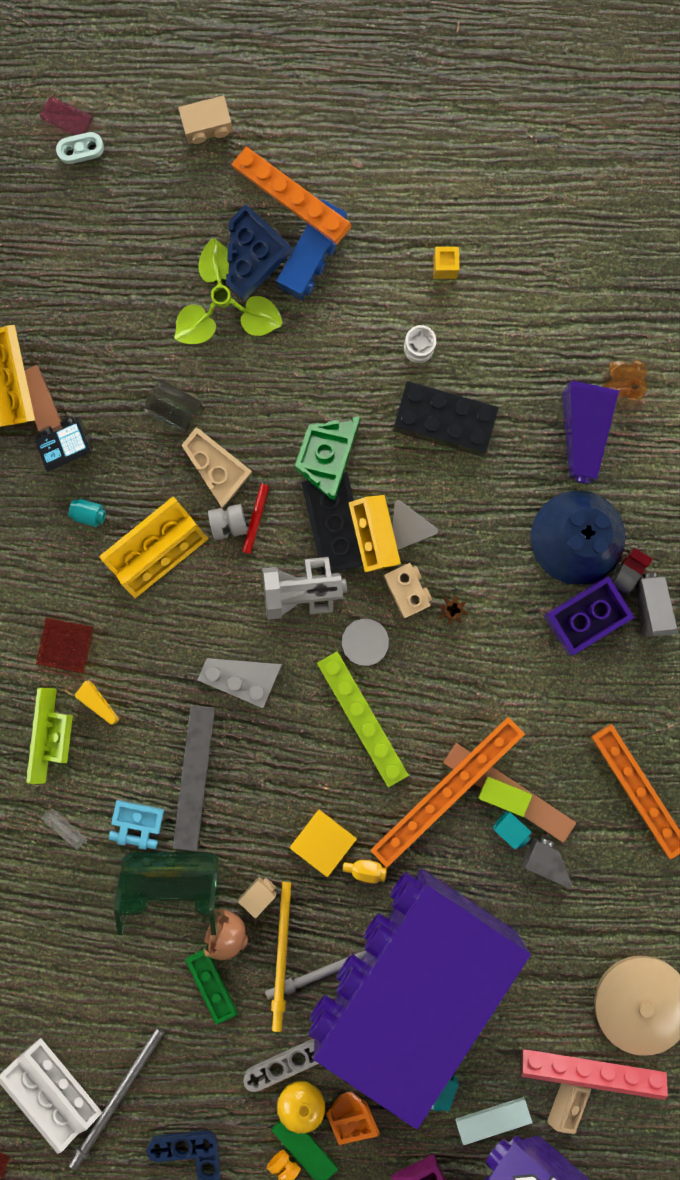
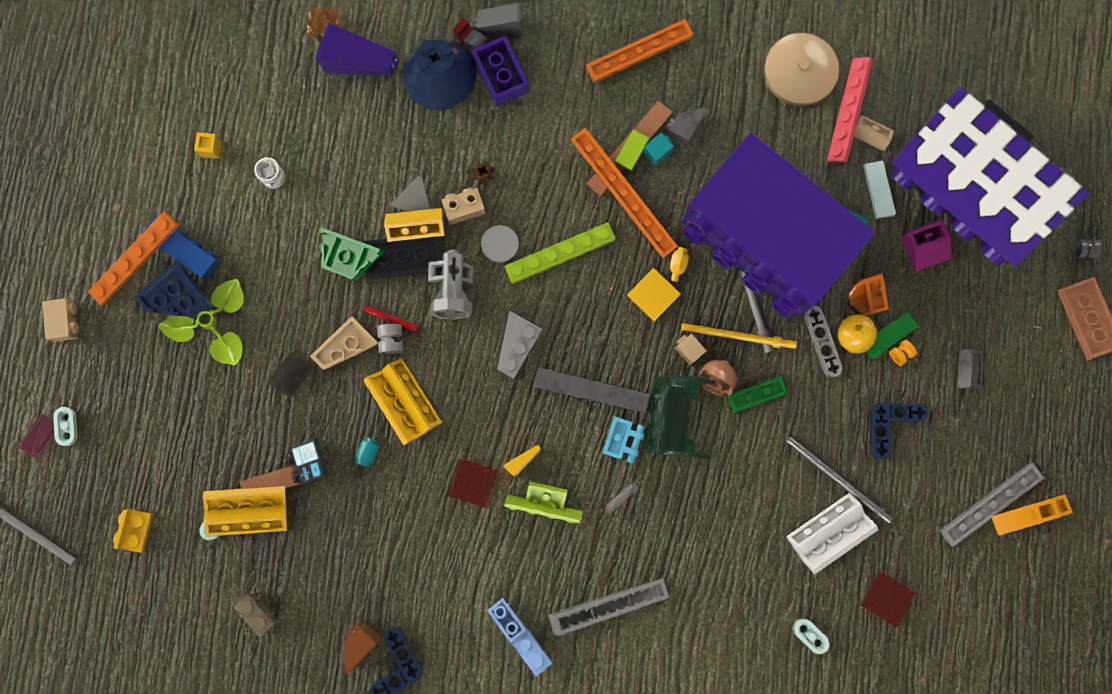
camera: 85 degrees left, 5 degrees down
(445, 419) = (332, 160): black brick -> none

